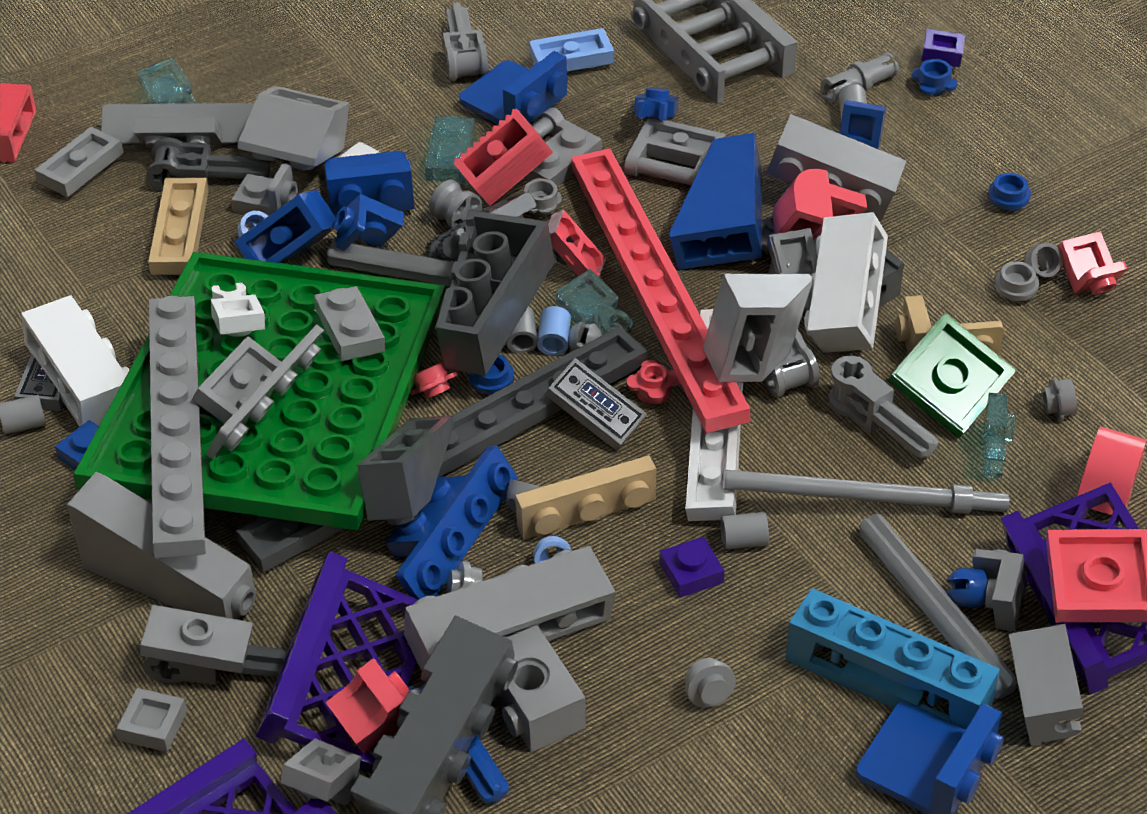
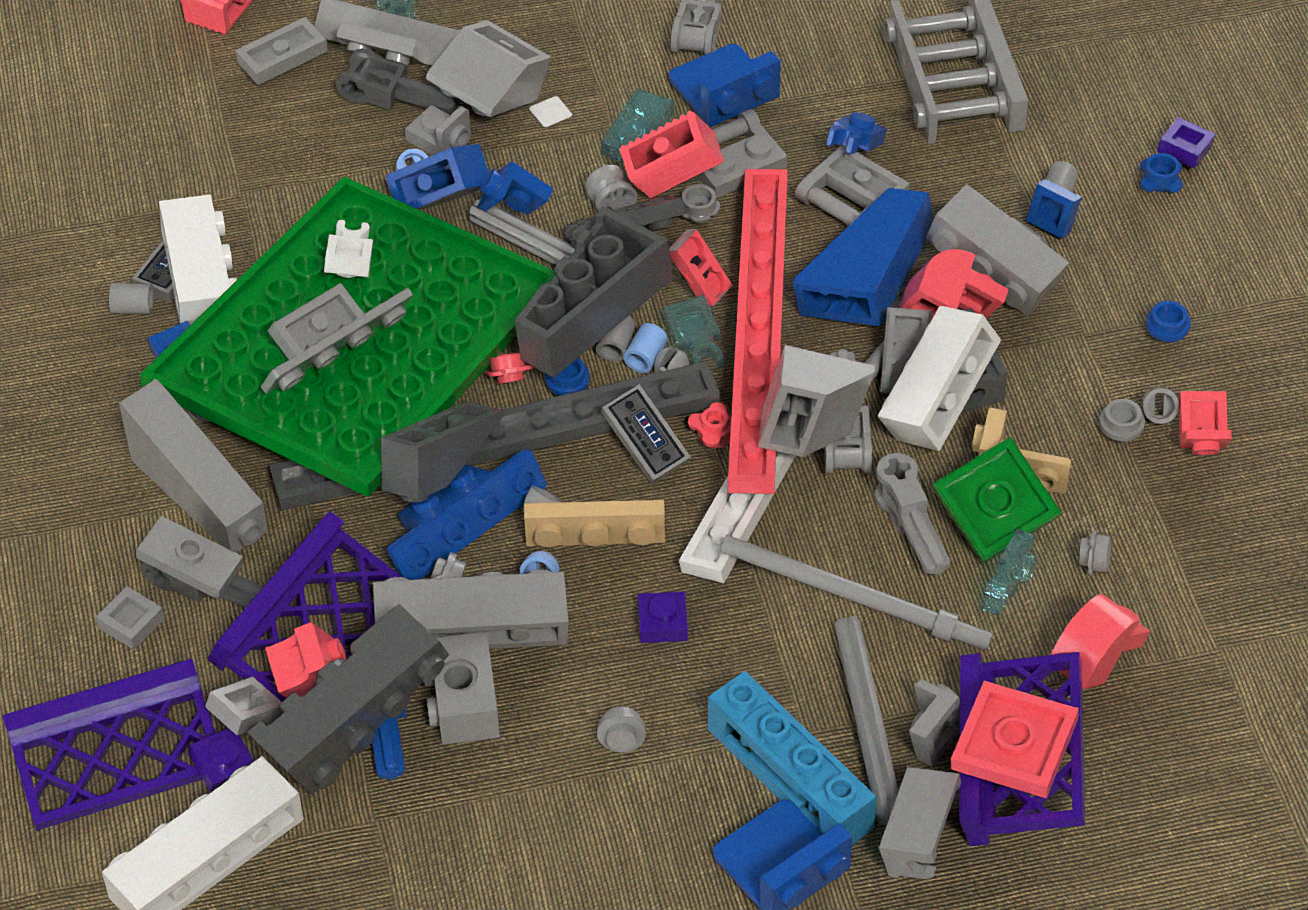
camera: 20 degrees right, 5 degrees up
(175, 429) = (245, 352): light grey plate -> none
(178, 224) = (345, 141): tan plate -> none
(349, 323) = (450, 290): light grey plate -> none
(377, 176) = (540, 143): blue bracket -> none
(582, 49) = (806, 49): light blue plate -> none
(744, 530) = (726, 597): light grey hinge -> none
(860, 74) = (1085, 152): light grey pin -> none
(968, 587) = (903, 713): blue hinge -> none

